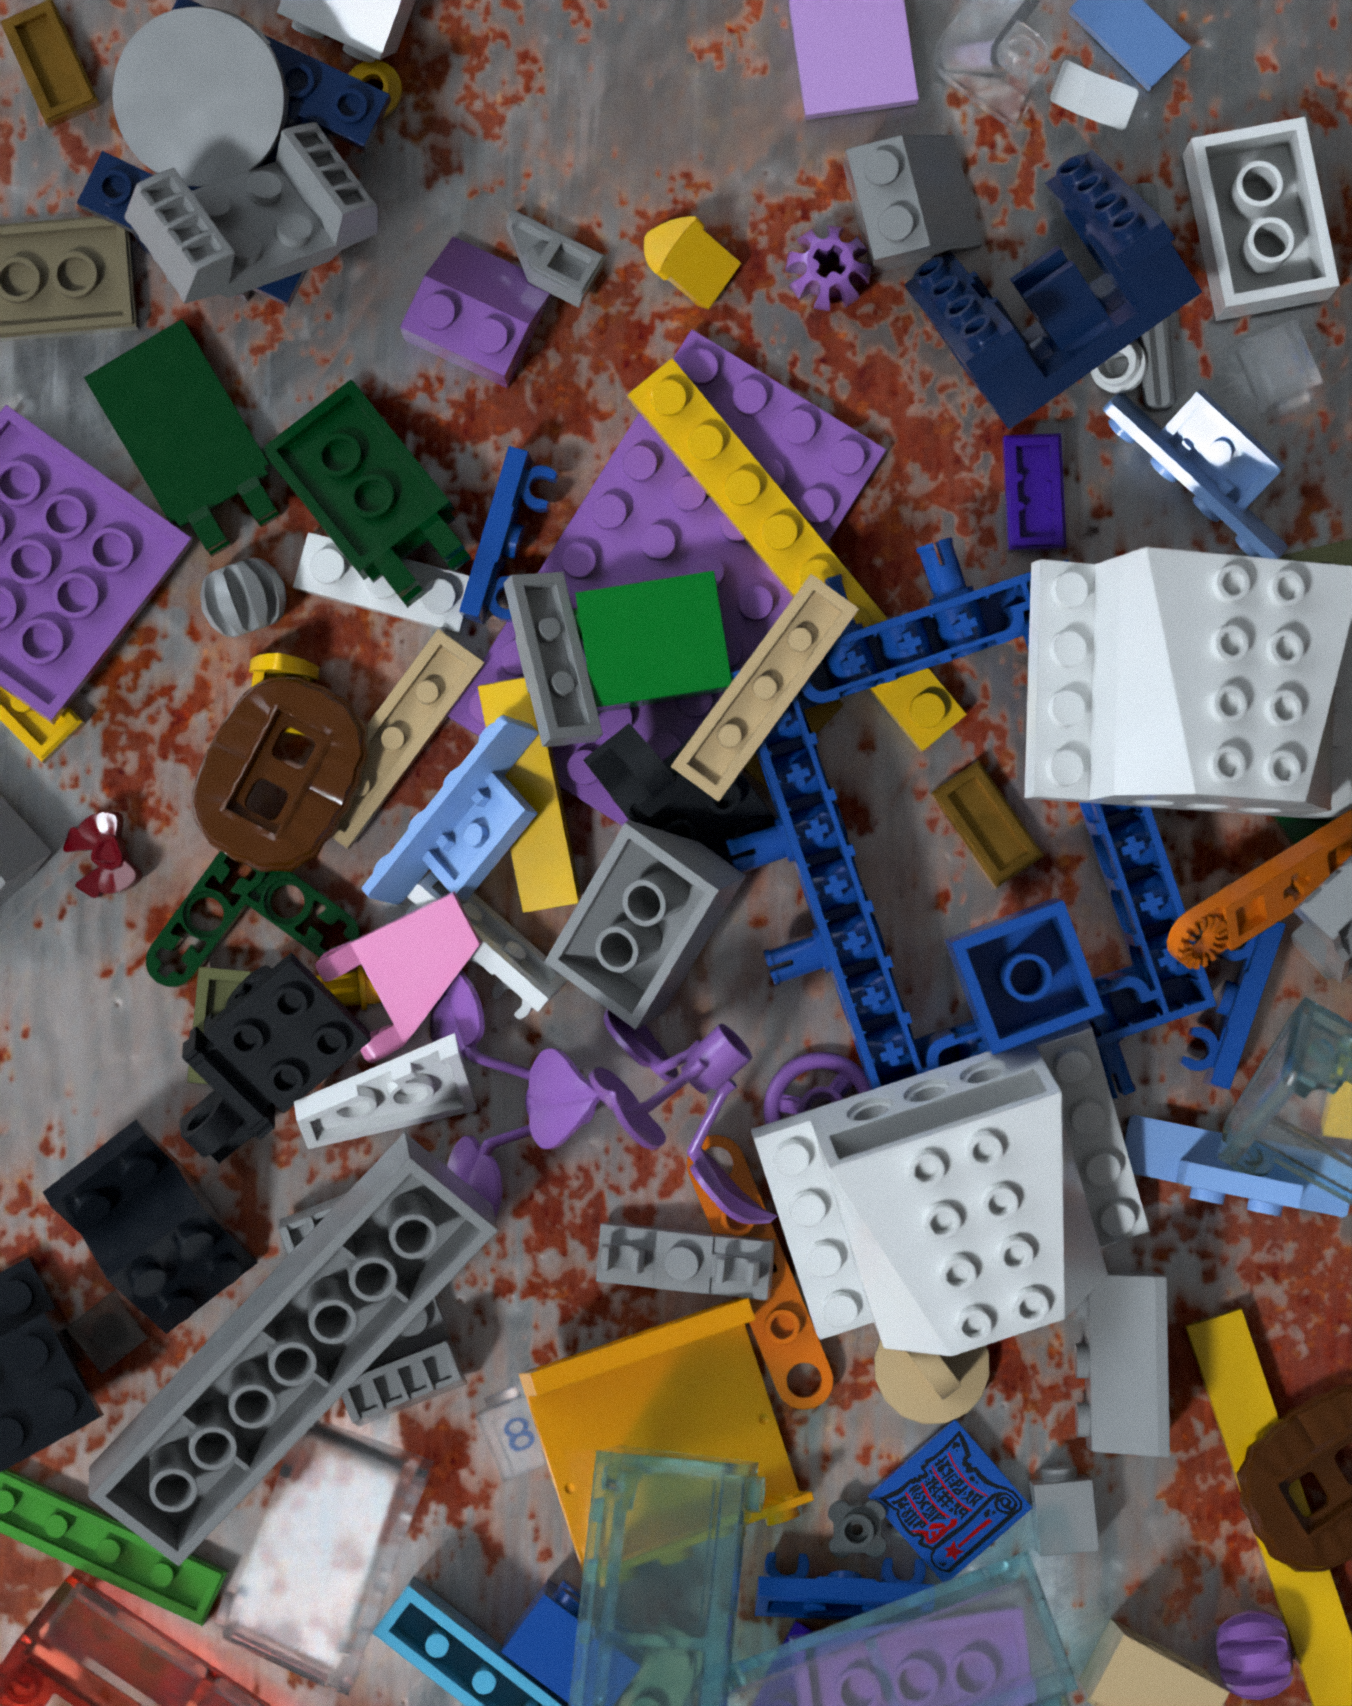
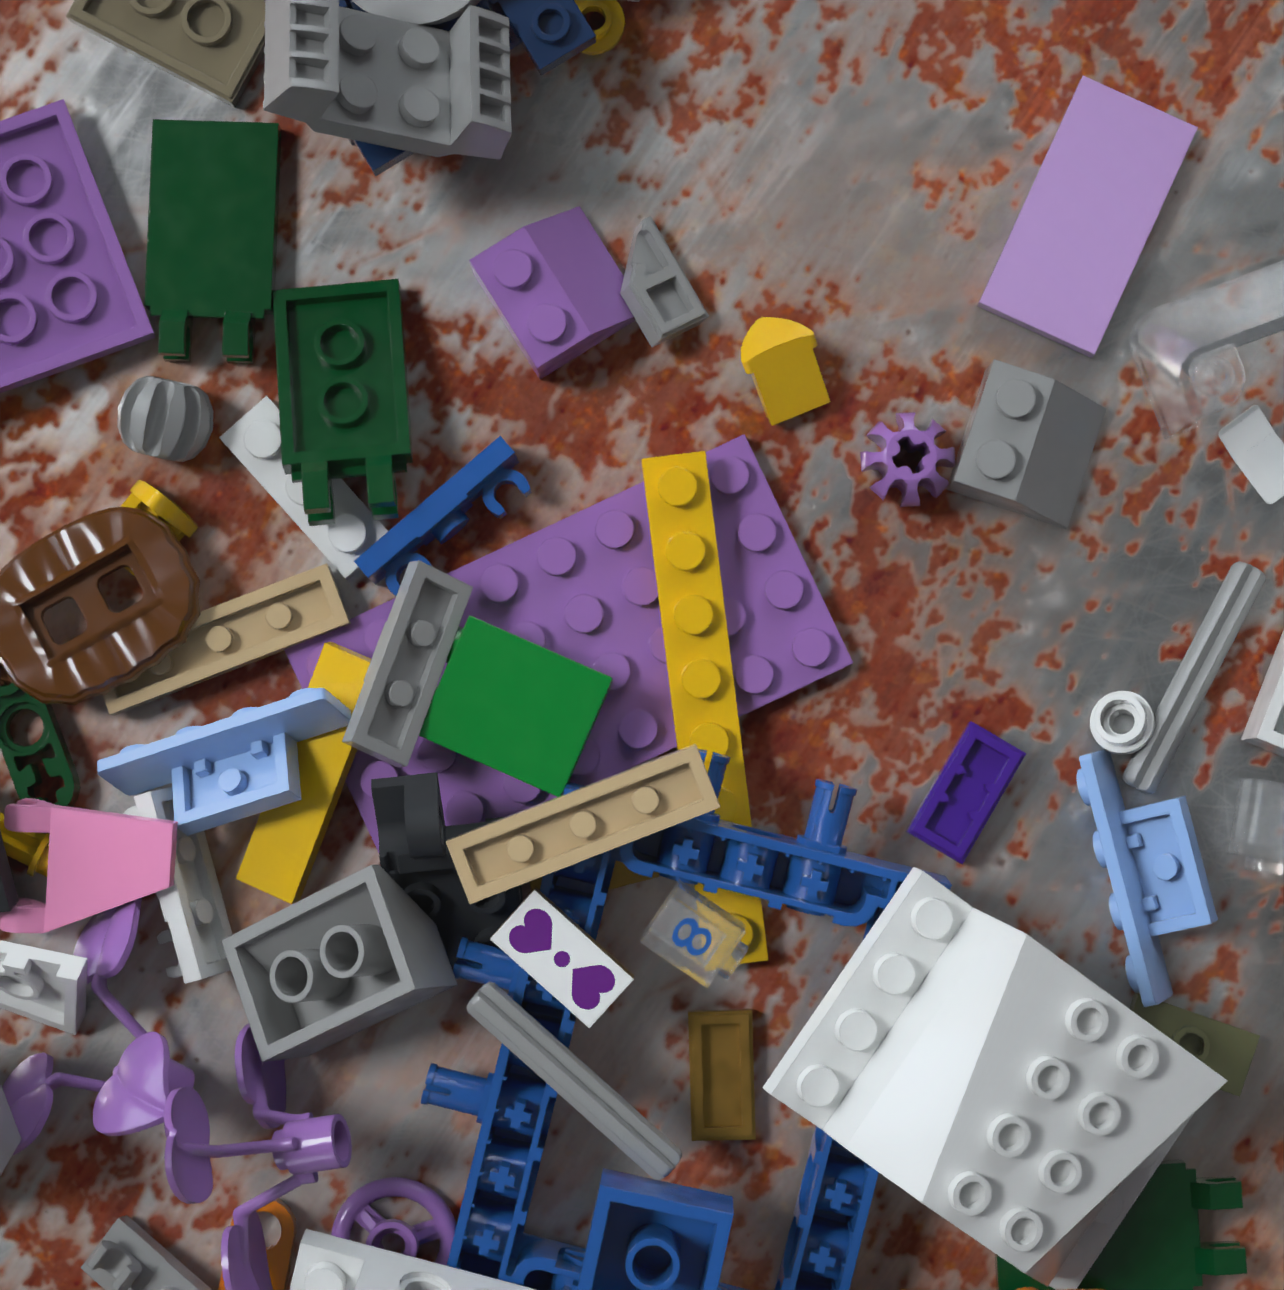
camera: 30 degrees right, 0 degrees up
(812, 799) = (562, 957): none -> white tile
(880, 886) = (574, 1081): none -> light grey axle
(902, 716) = (696, 935): none -> clear brick
(1076, 321) = (1105, 661): dark blue piece -> none

